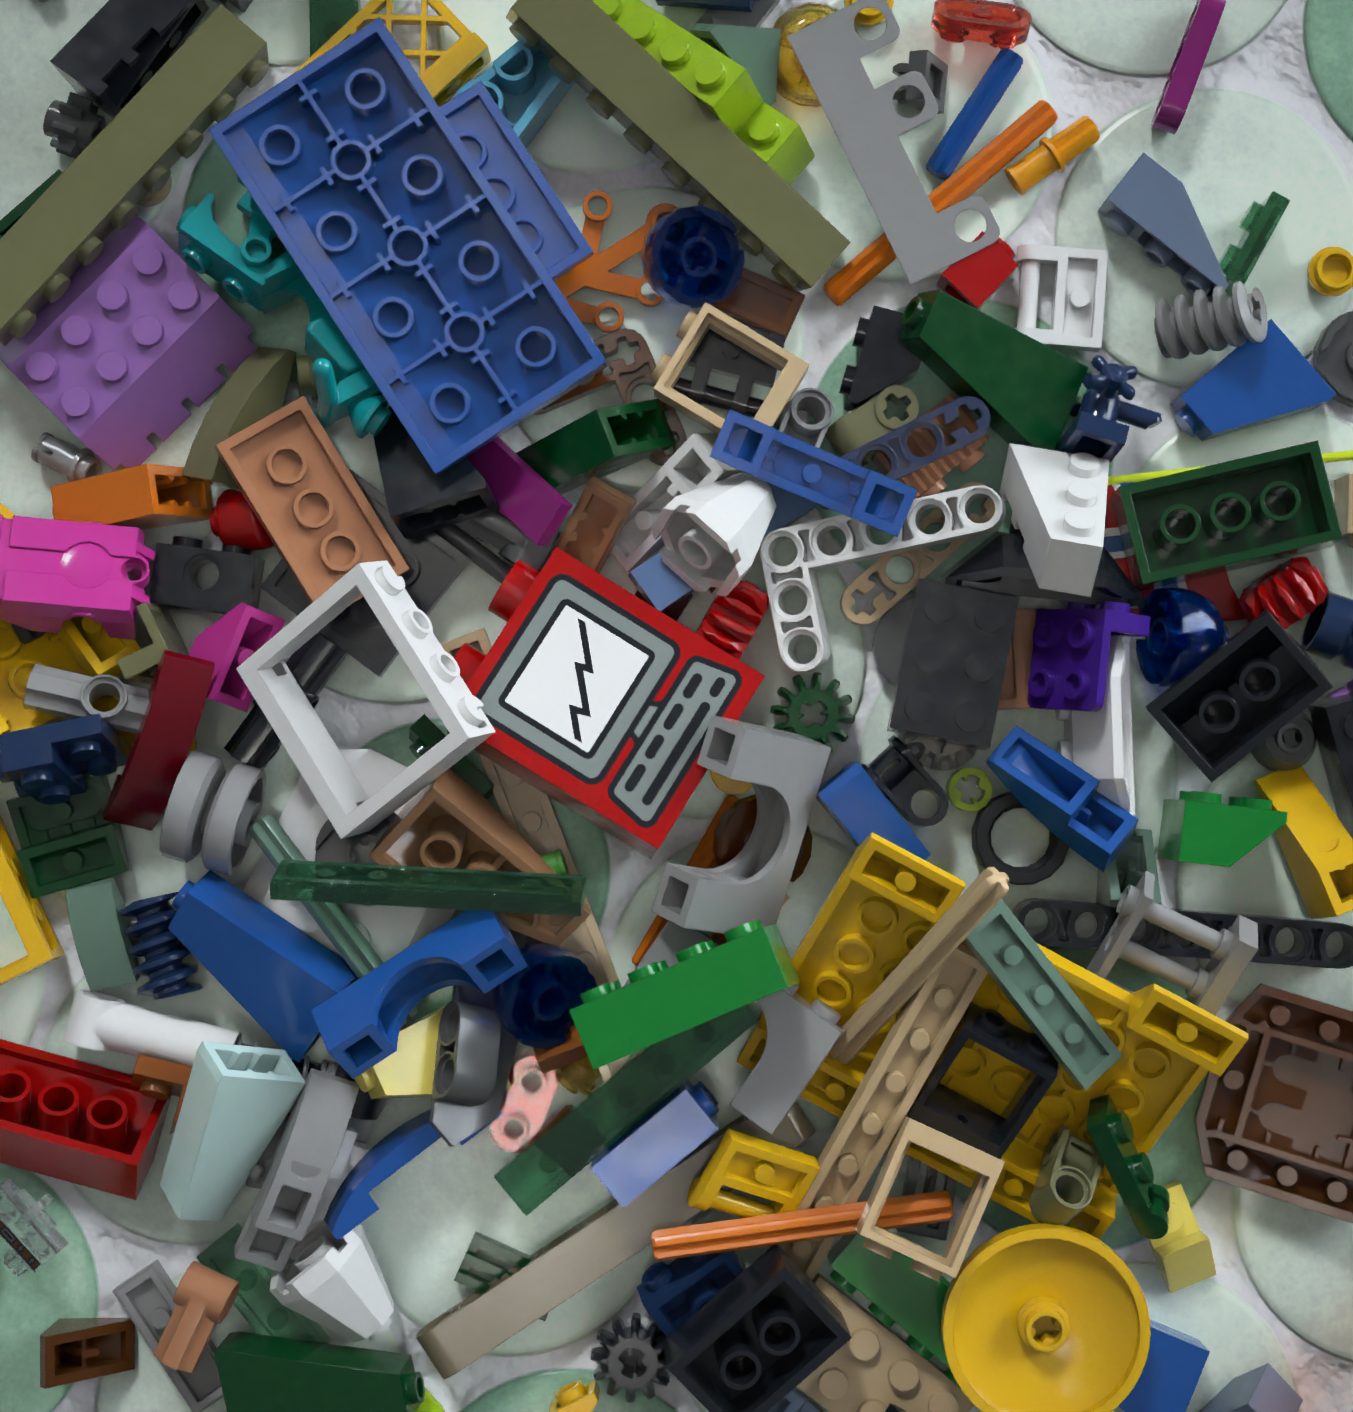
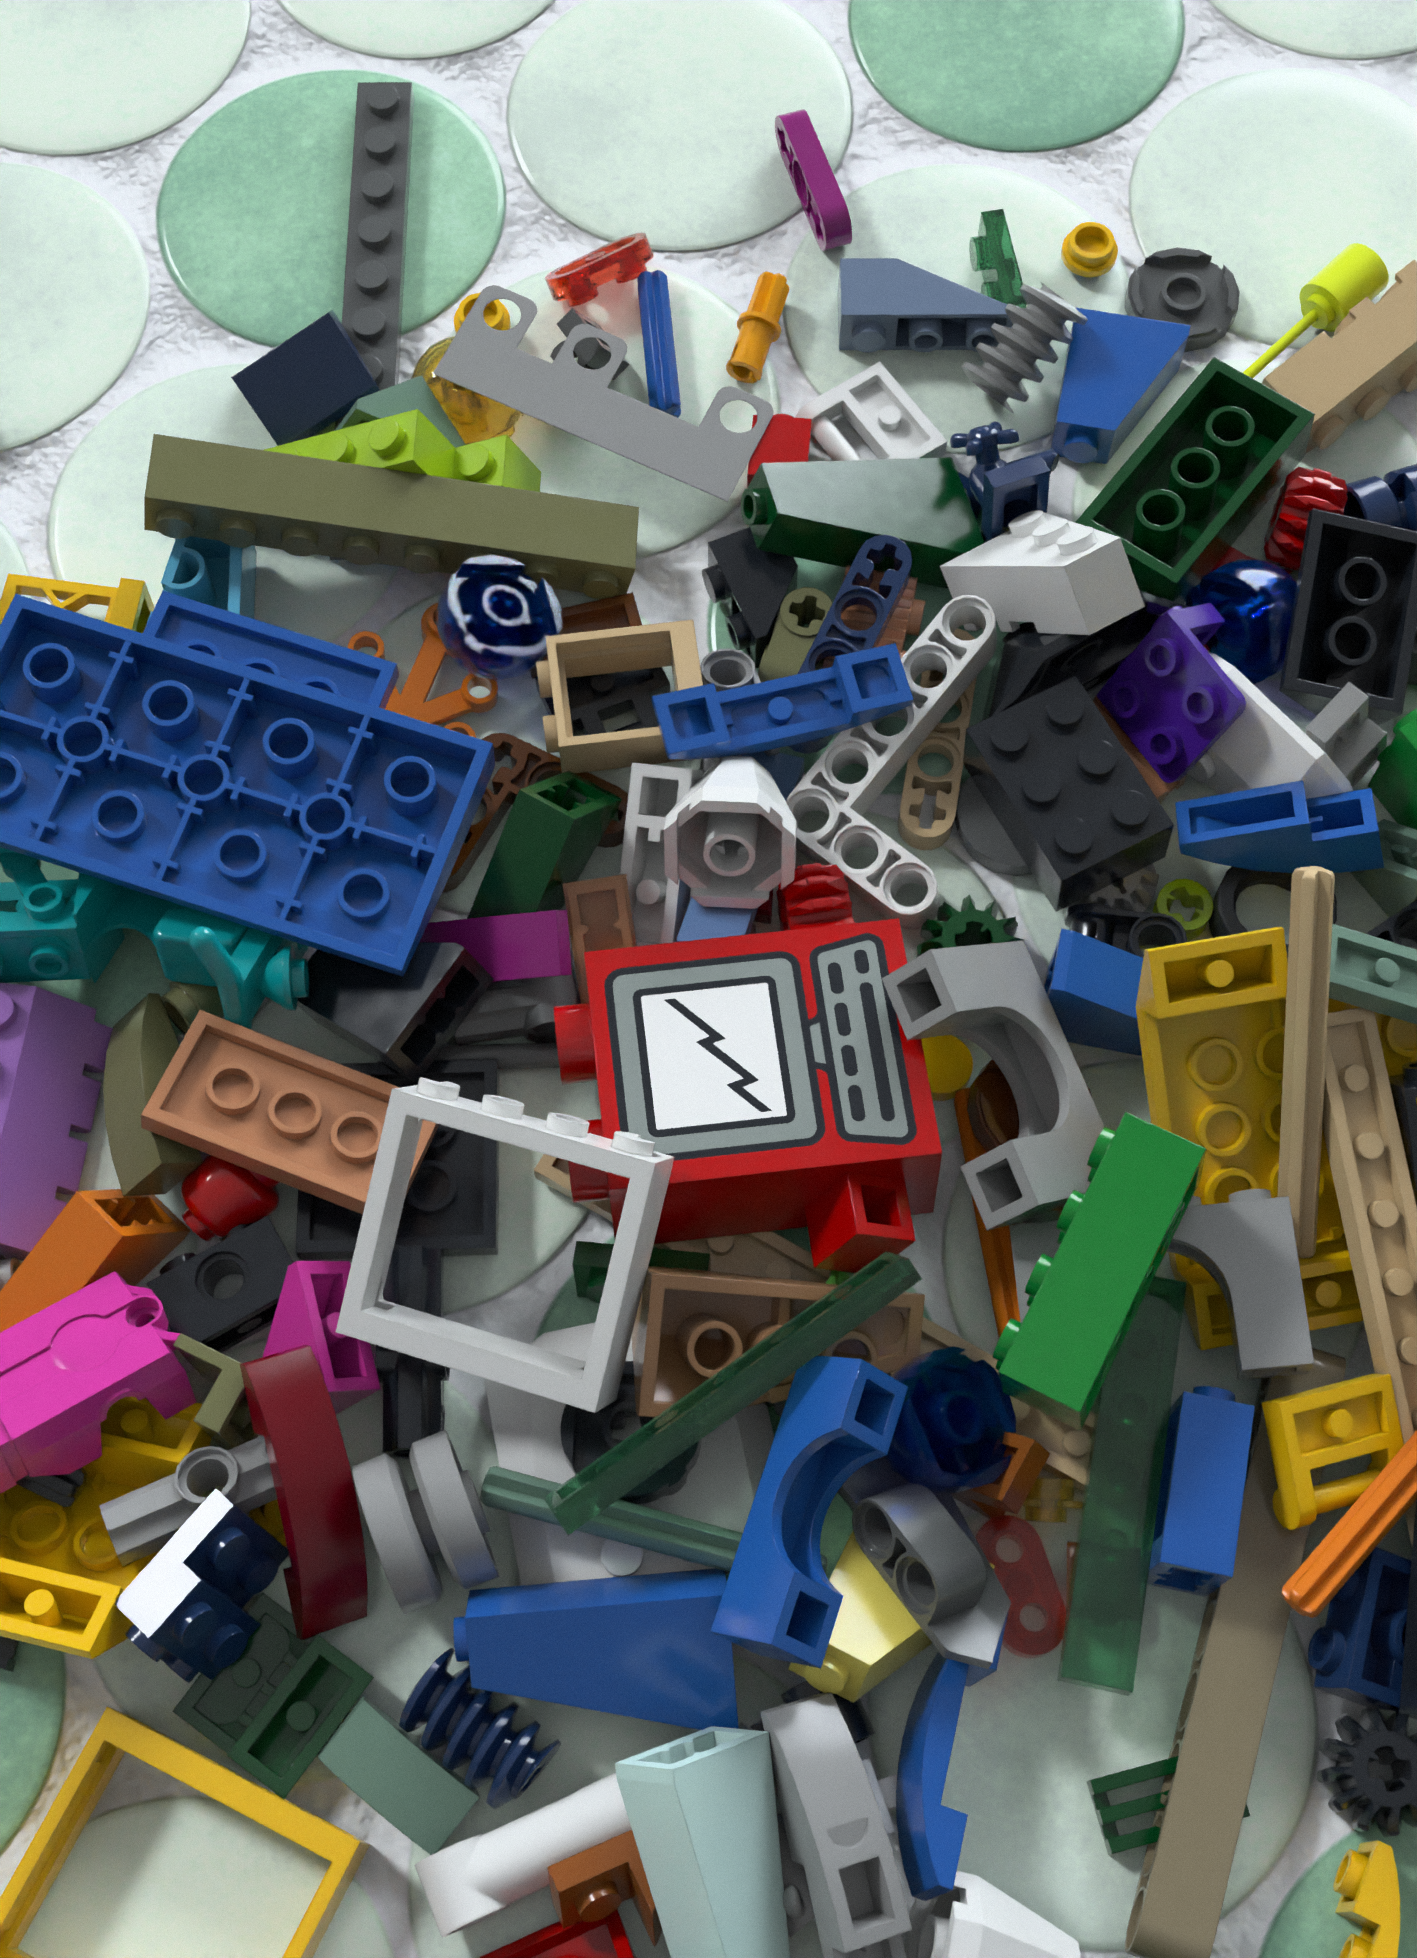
camera: 40 degrees left, 20 degrees down
(588, 842) = (858, 1221): none -> red brick
(951, 191) = (701, 388): orange axle -> none
(1160, 770) = (1348, 733): none -> light grey slope

